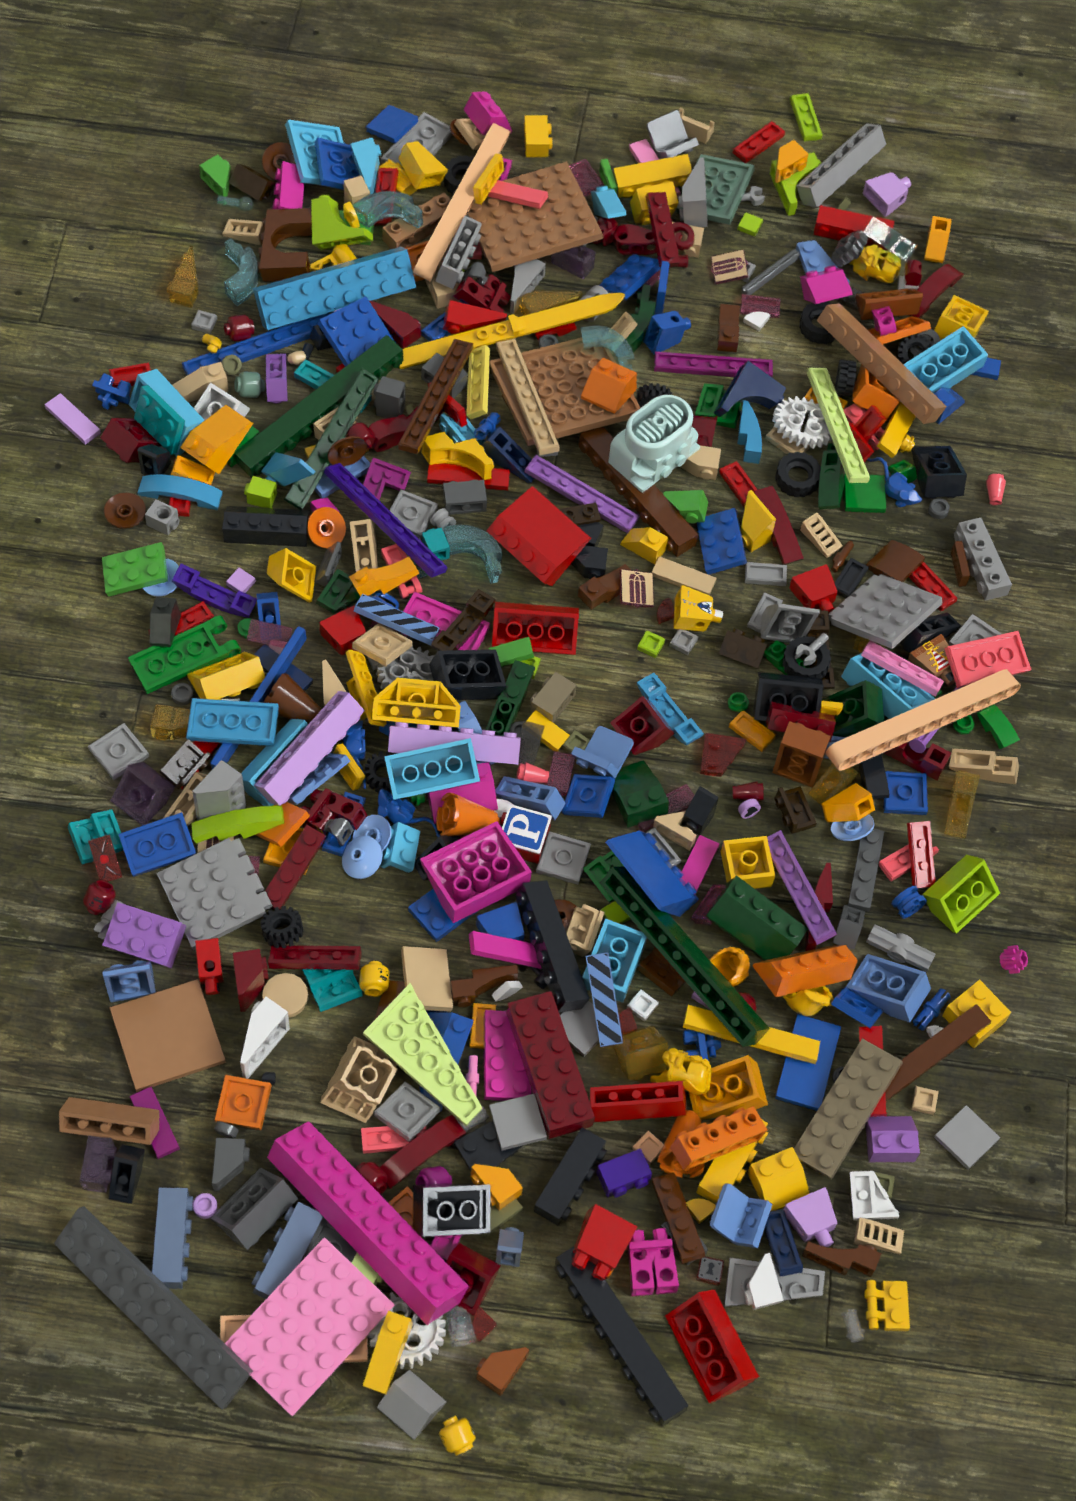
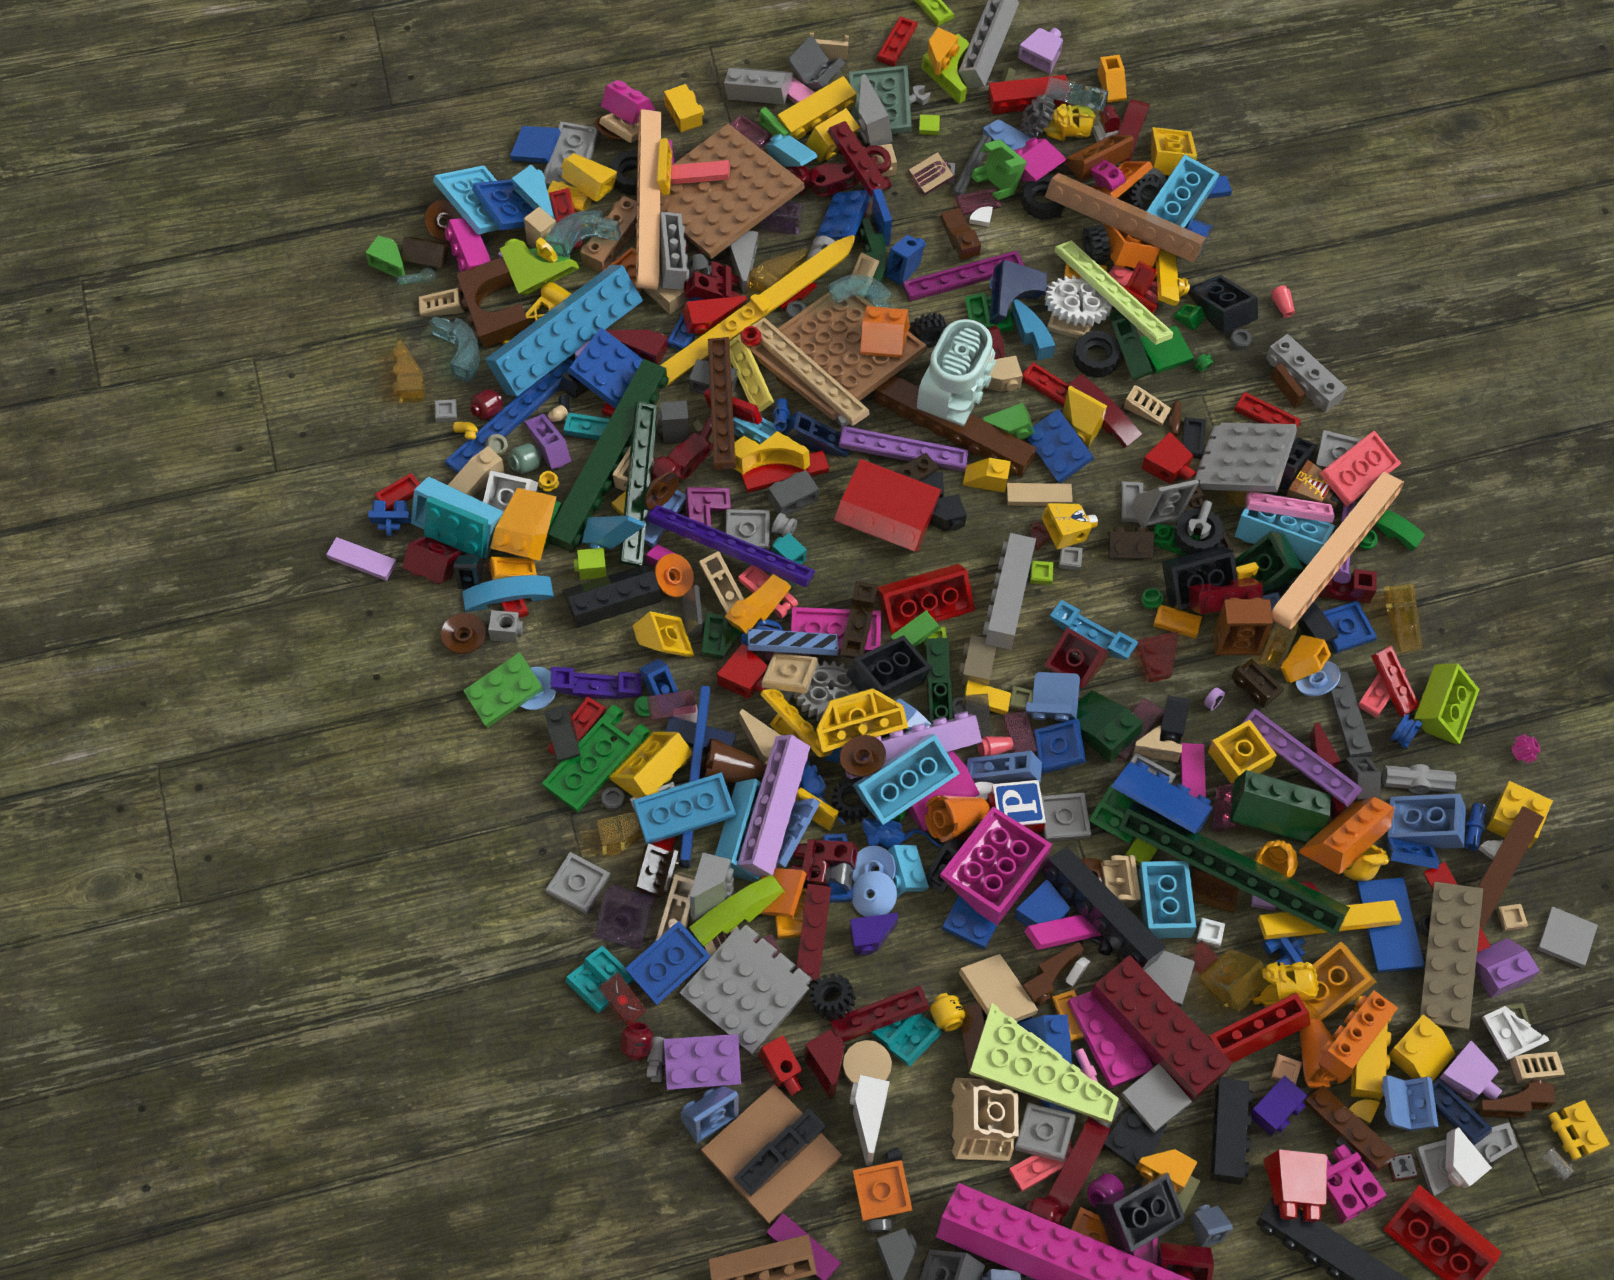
camera: 20 degrees left, 0 degrees up
(172, 1036) = (780, 1152): none -> black slope
(240, 581) = (614, 661): lavender tile -> none
(260, 407) = (548, 476): none -> yellow plate
(343, 888) = (871, 932): none -> dark purple slope
(400, 728) = (860, 748): none -> reddish brown dish
(477, 542) = (833, 535): clear light blue arch -> none
(493, 345) = (750, 331): none -> red plate
(601, 589) = (973, 531): reddish brown slope -> none
(604, 999) = (1180, 942): tile -> none
(609, 647) = (1010, 591): none -> light grey brick
(611, 138) = (757, 85): none -> light grey slope
(636, 588) = (1001, 522): piece -> none
(749, 791) = (1206, 682): dark red cone -> none
(765, 574) = (1114, 462): light grey tile -> none
(793, 283) = (1002, 168): none -> bright green panel
(892, 516) = (1203, 362): none -> green plate
(896, 561) = (1227, 405): reddish brown slope -> none
(898, 488) = (1196, 333): blue animal -> none
(985, 764) = (1408, 570): tan slope -> none

